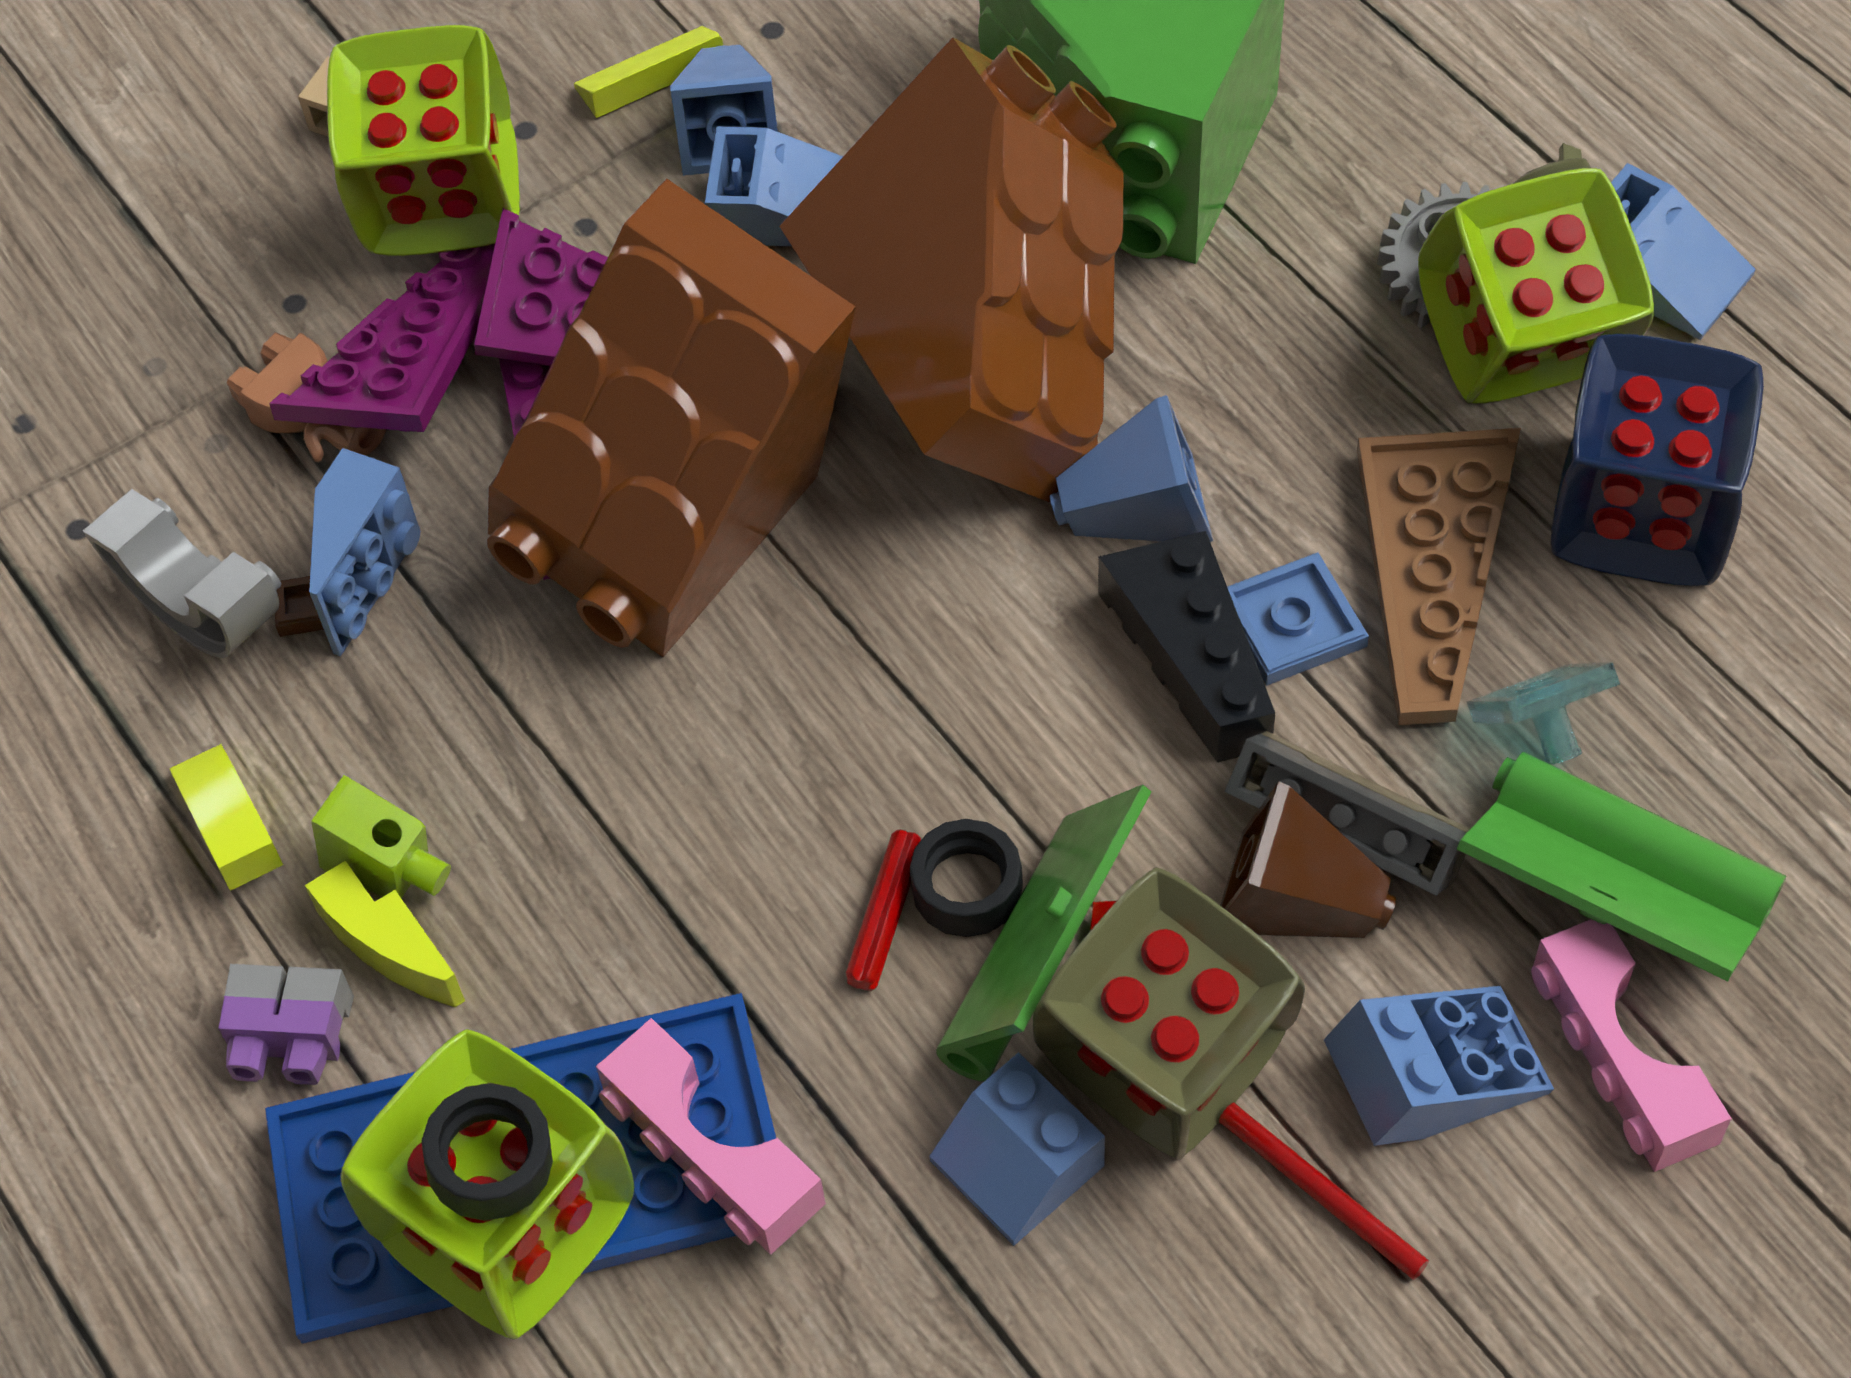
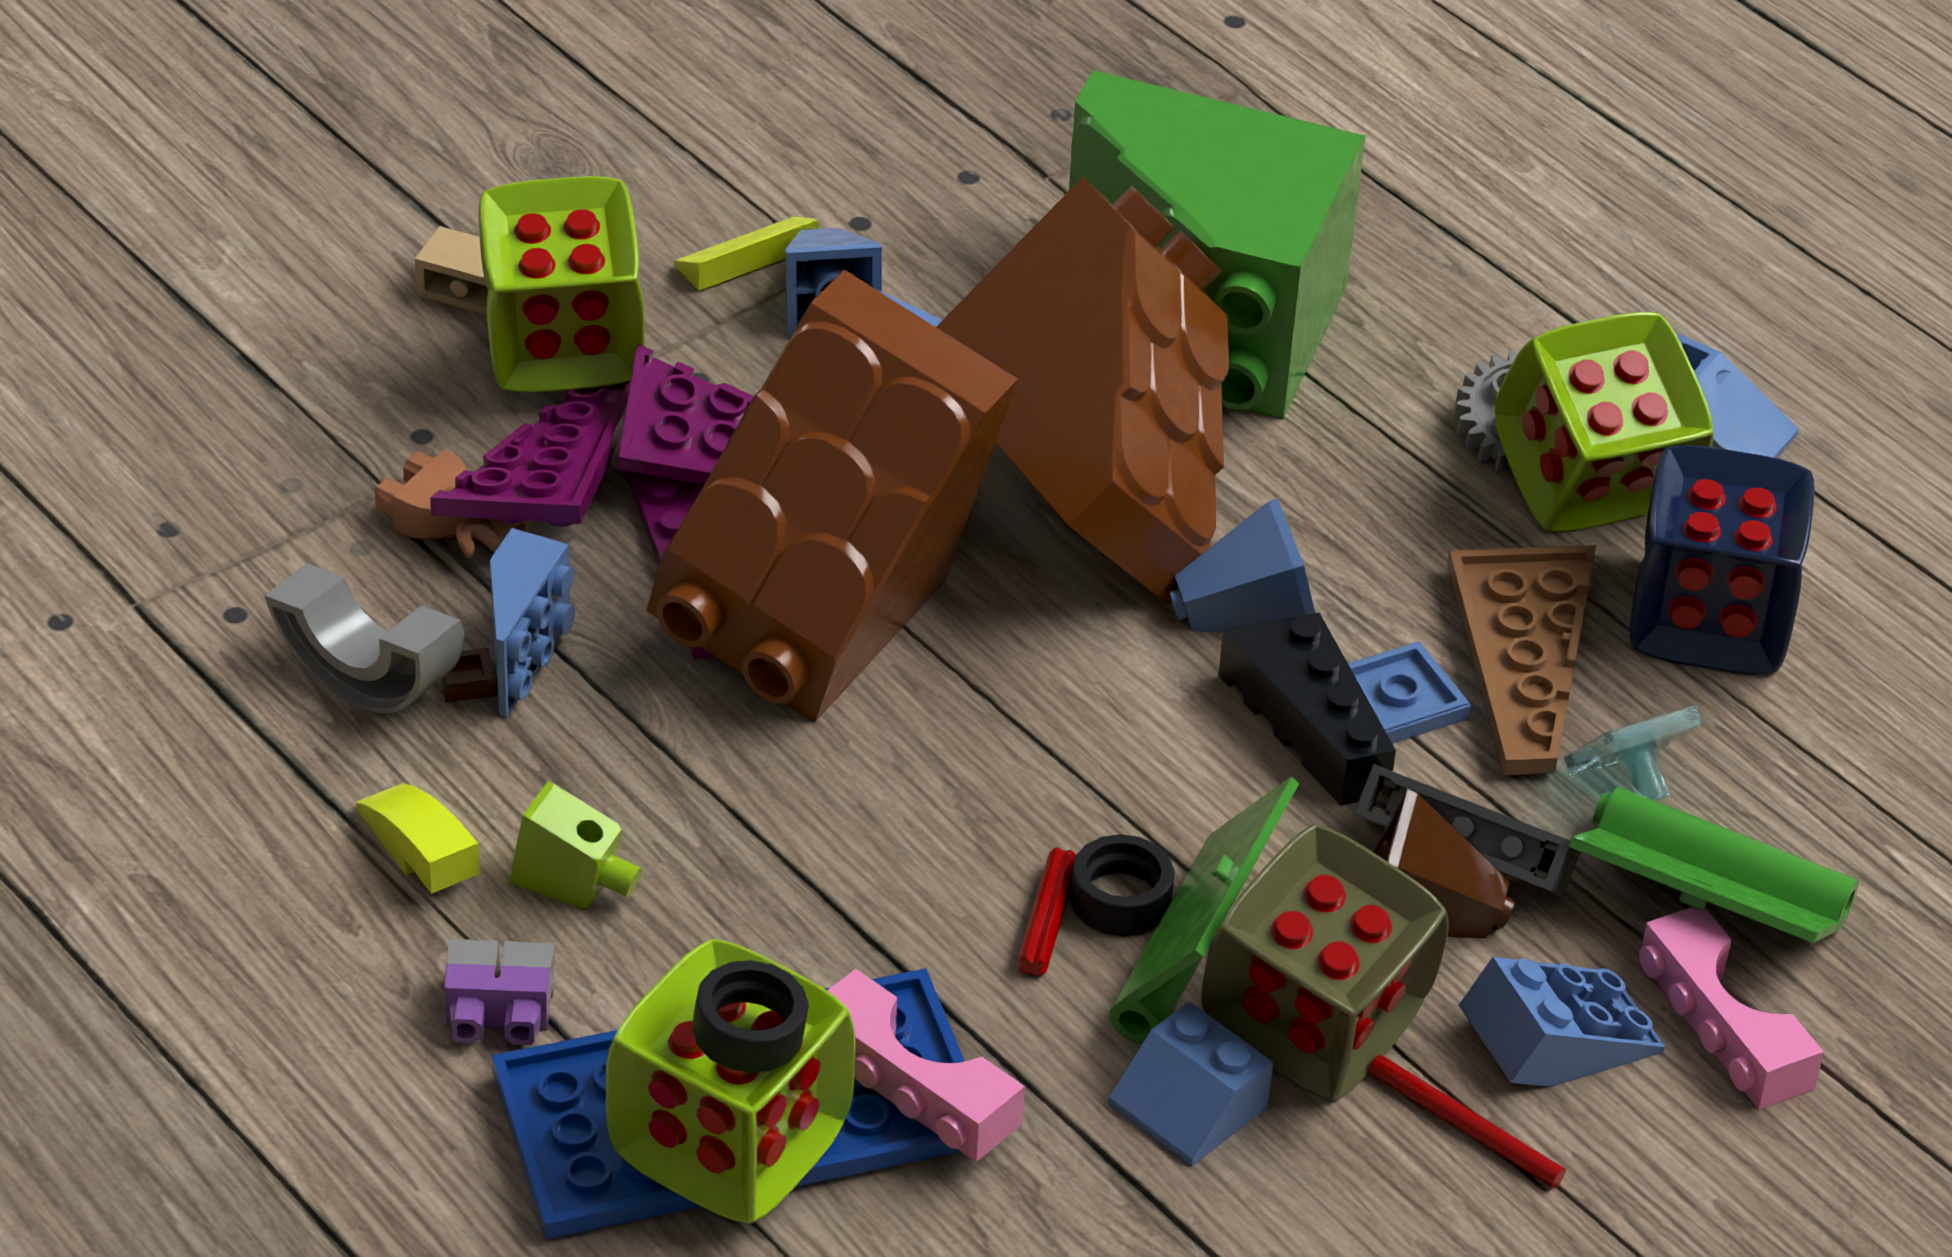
camera: 10 degrees left, 15 degrees down
(383, 935) = (585, 926): neon yellow slope -> none

